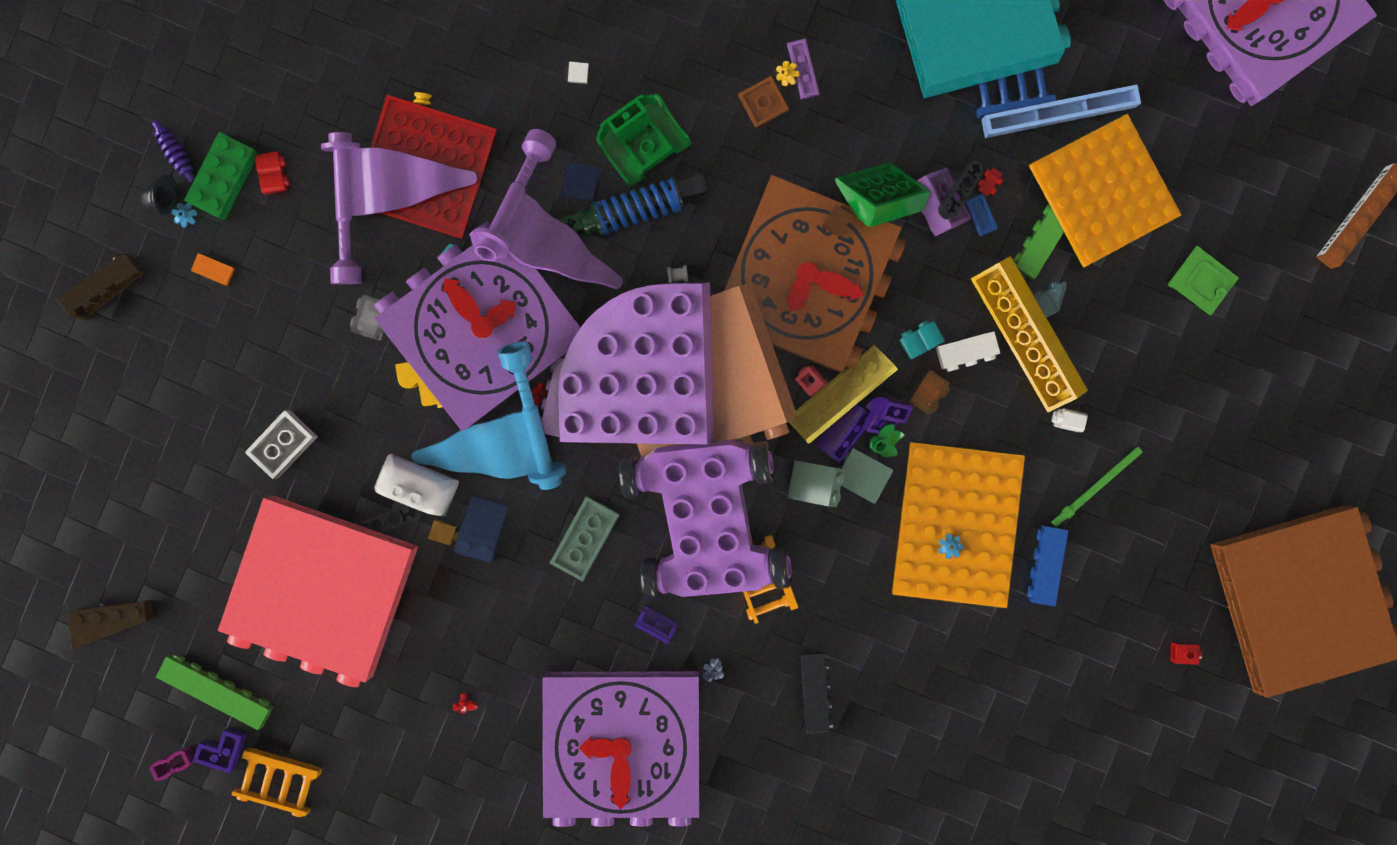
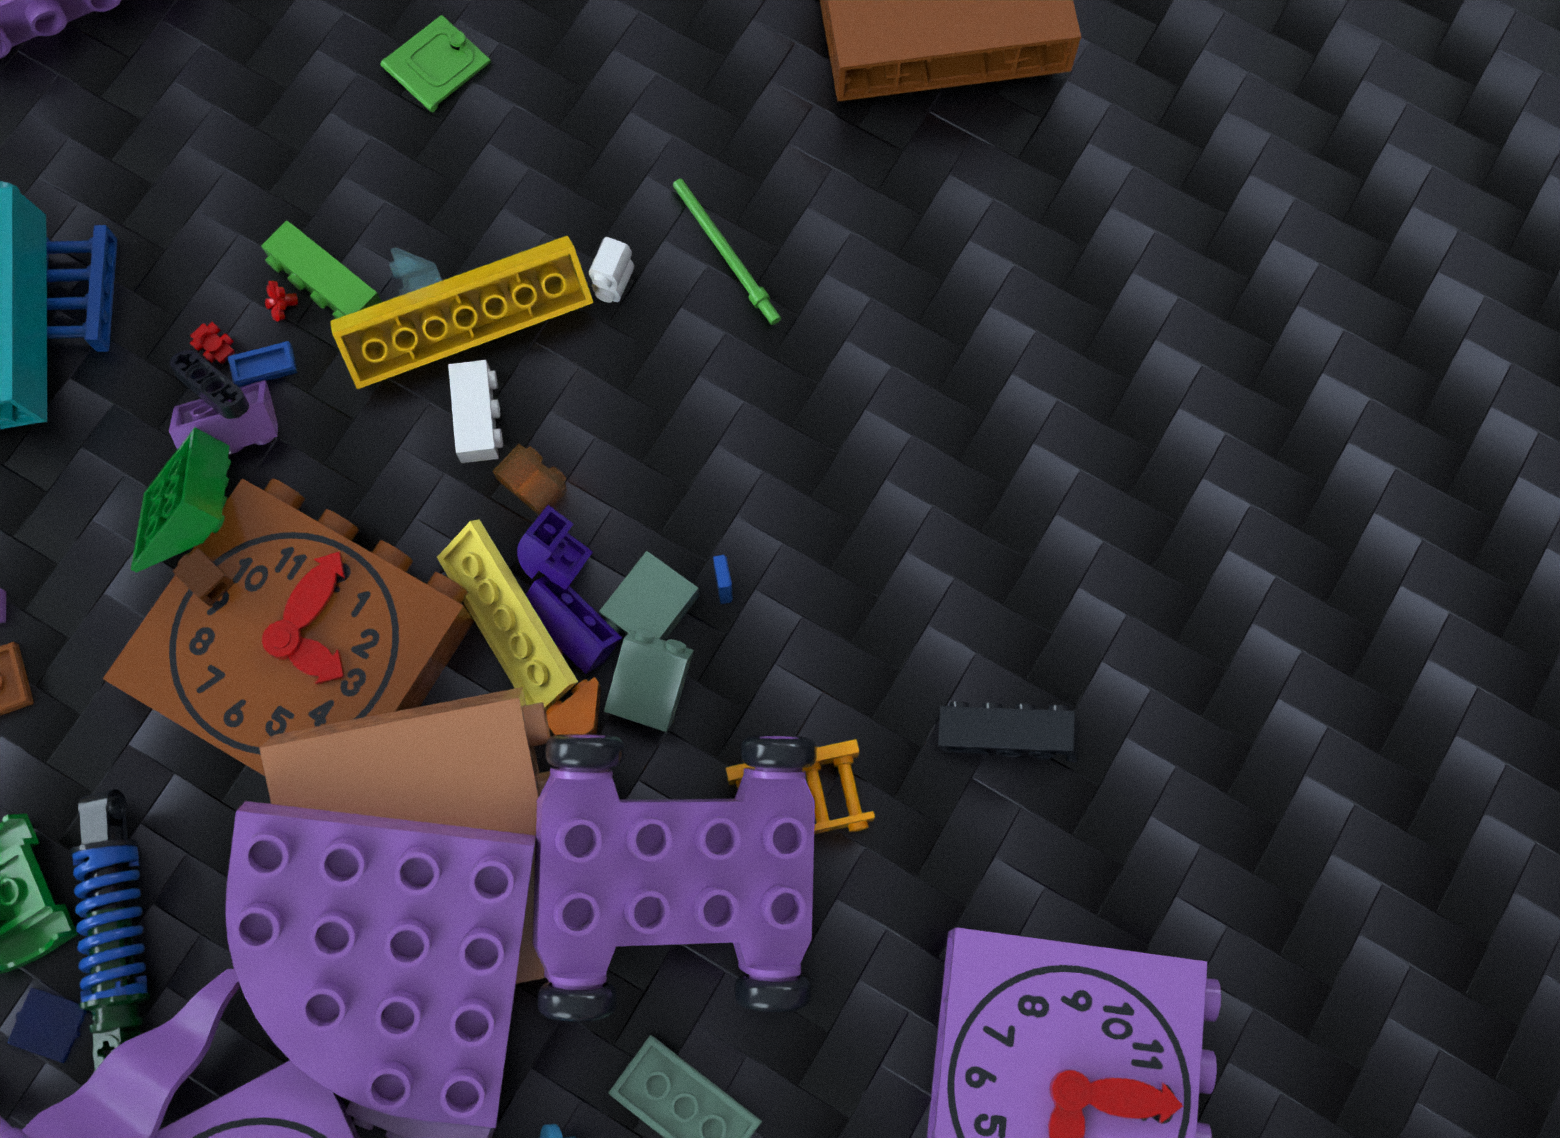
camera: 85 degrees left, 15 degrees down
(656, 624) = (856, 995): dark purple hinge -> none
(713, 670) = (949, 903): sand blue plant -> none
(791, 445) = (578, 712): none -> orange slope
(803, 379) = (464, 677): coral brick -> none
(882, 517) = (723, 579): none -> blue tile
(885, 441) = (596, 559): green plate -> none
(921, 340) = (442, 481): teal brick -> none
(946, 546) = (787, 483): dark azure plant -> none
(963, 496) = (754, 467): light orange plate -> none
(1024, 216) = (278, 300): none -> red plant
(1048, 565) = (838, 336): blue brick -> none
(1061, 111) = (123, 224): light blue brick -> none
(1105, 190) = (262, 177): light orange plate -> none
(1185, 653) = (1001, 157): red brick -> none

